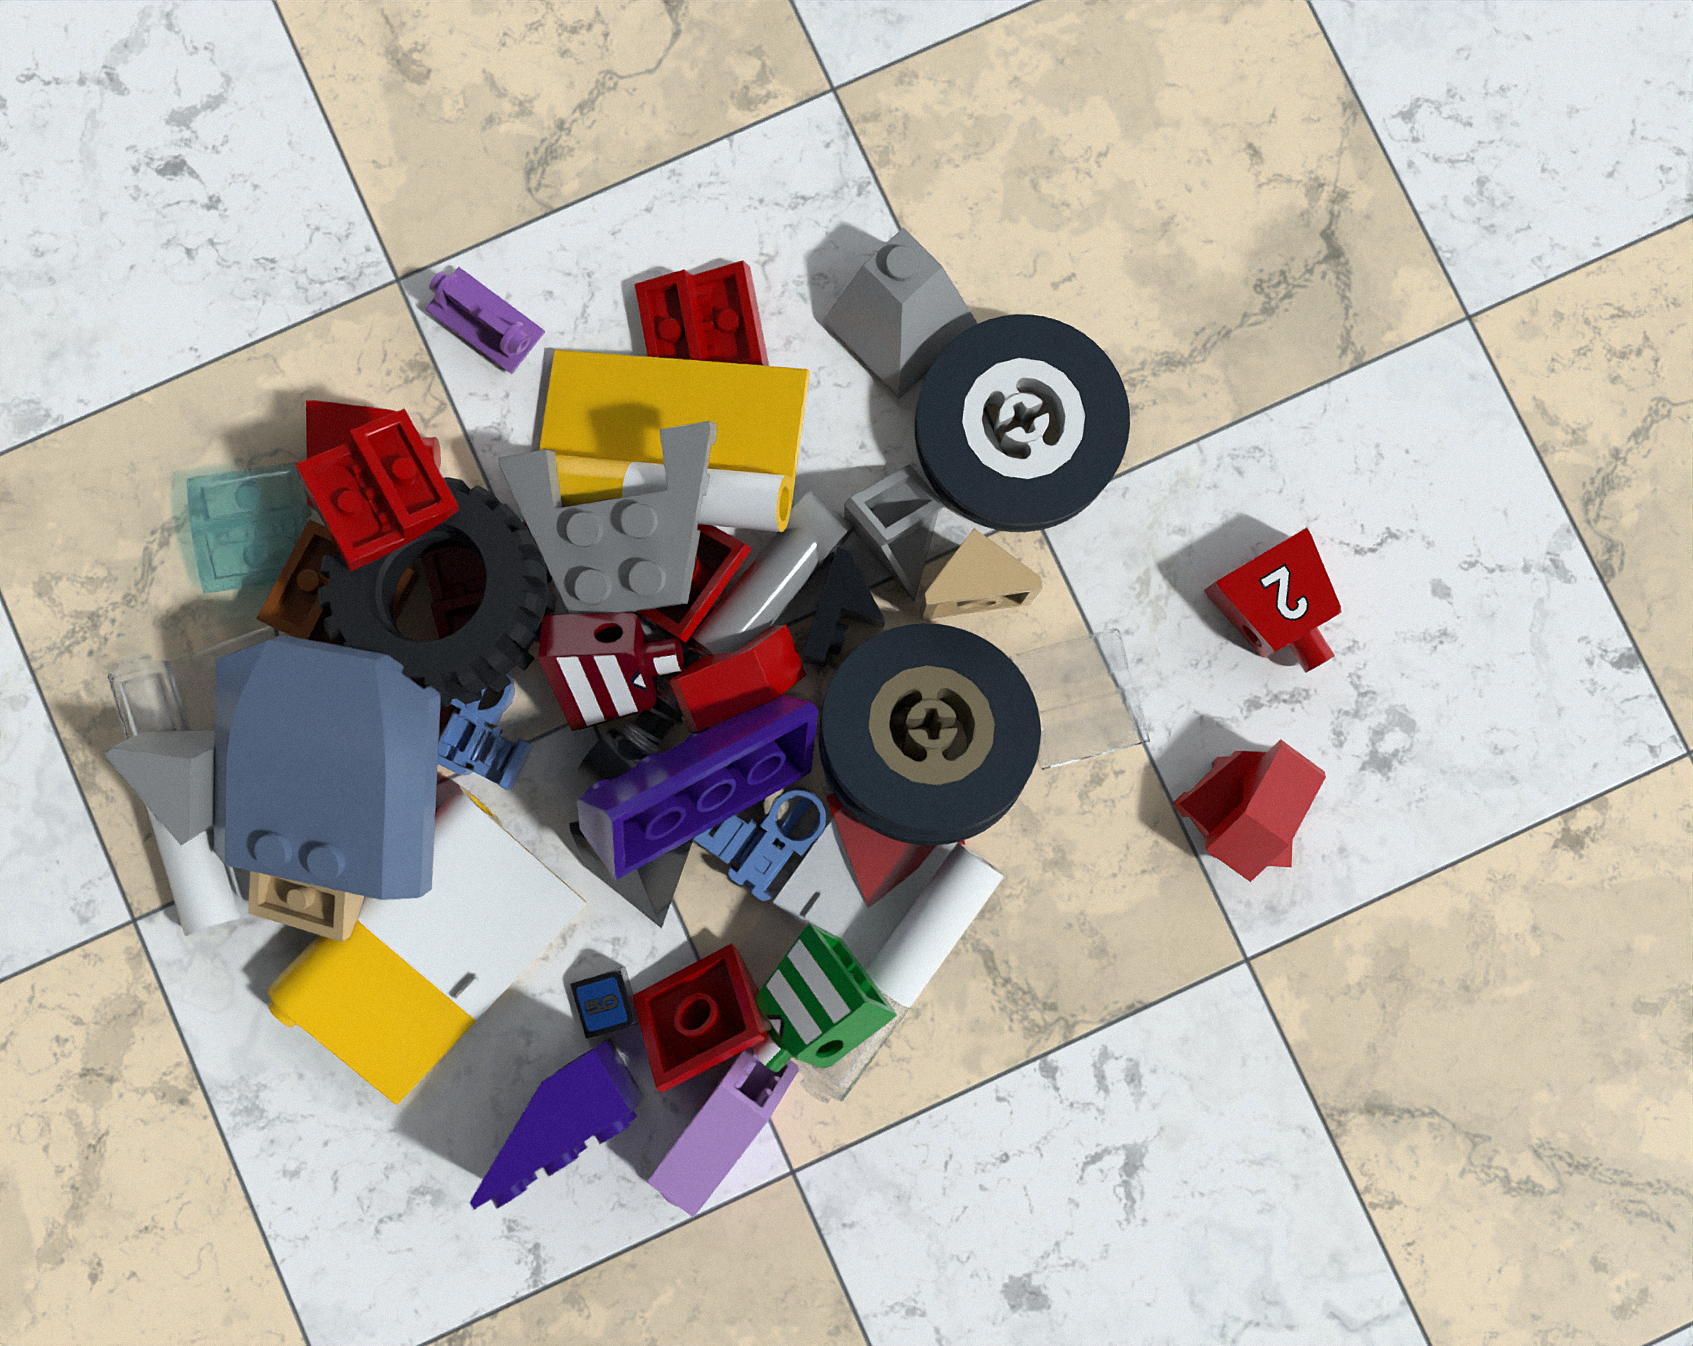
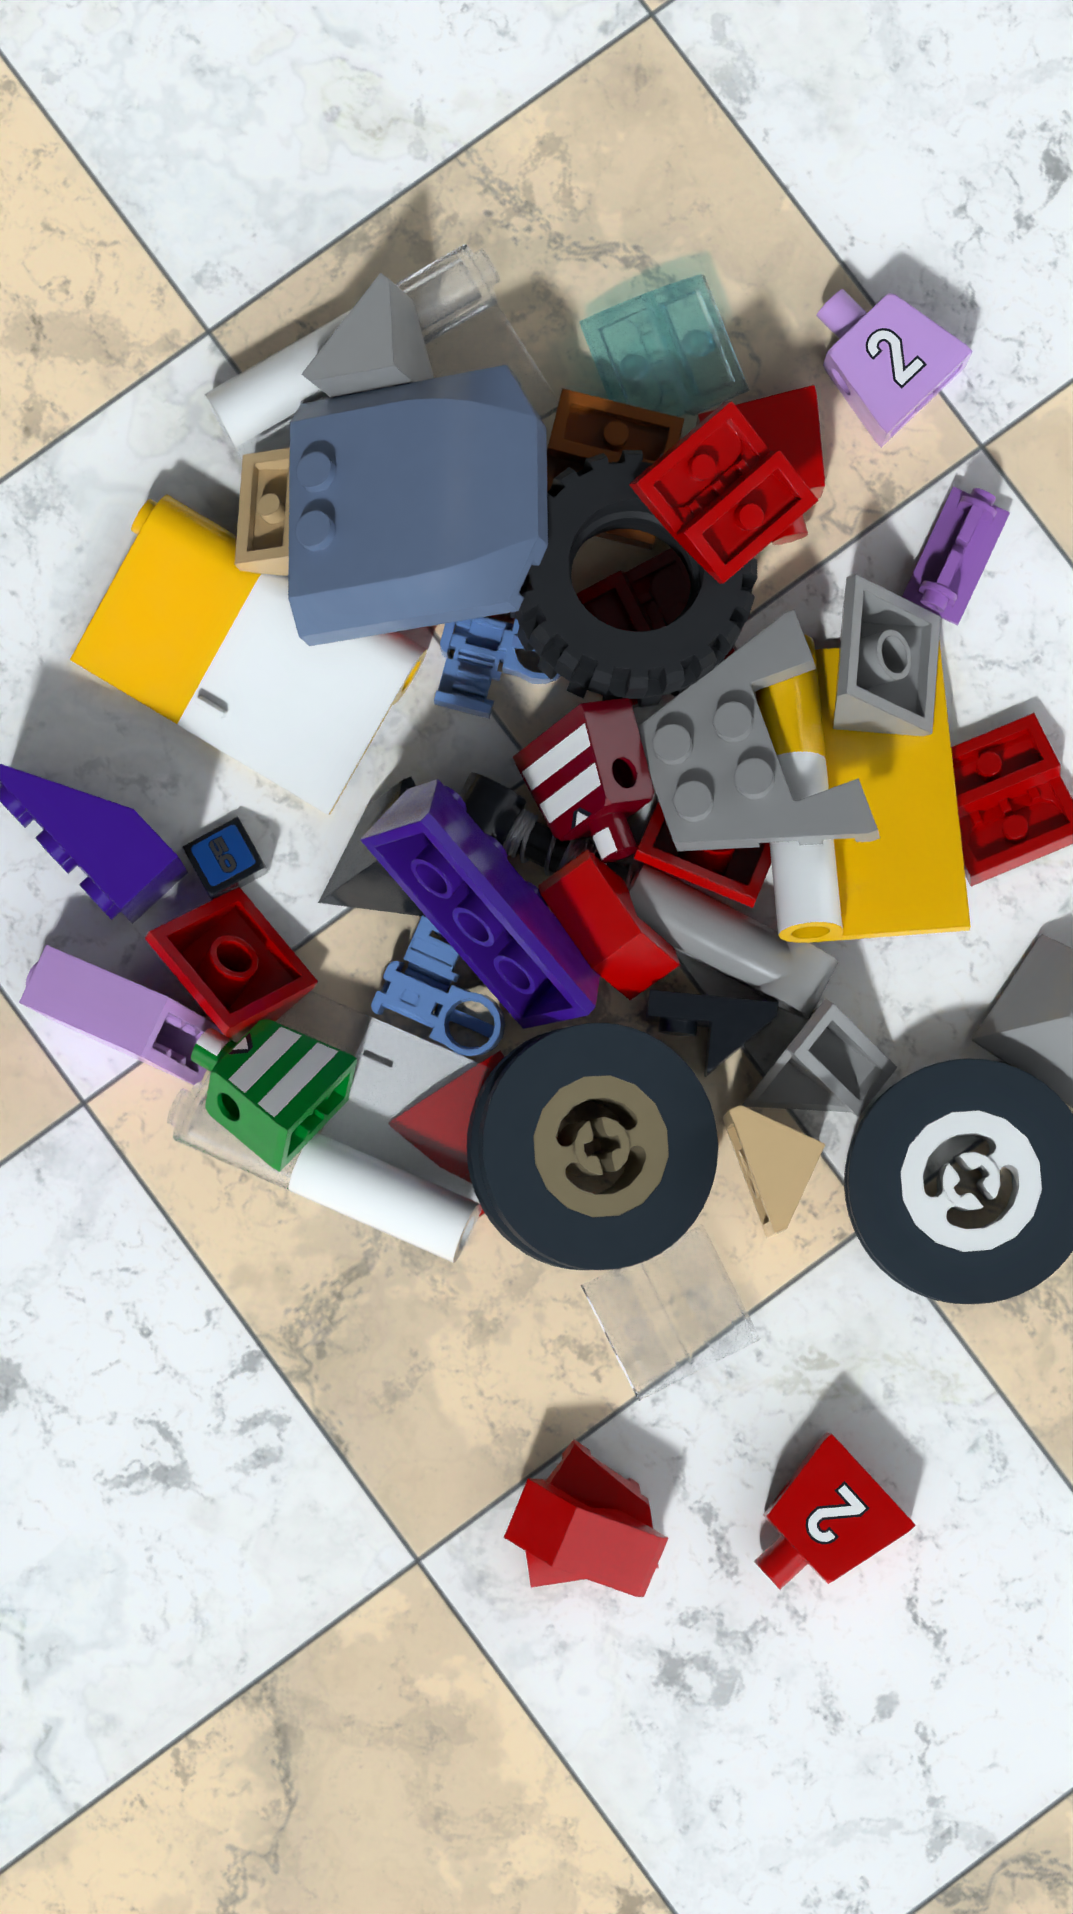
camera: 75 degrees right, 0 degrees up
(301, 337) = (888, 360): none -> lavender torso
(562, 396) = (885, 662): none -> light grey slope

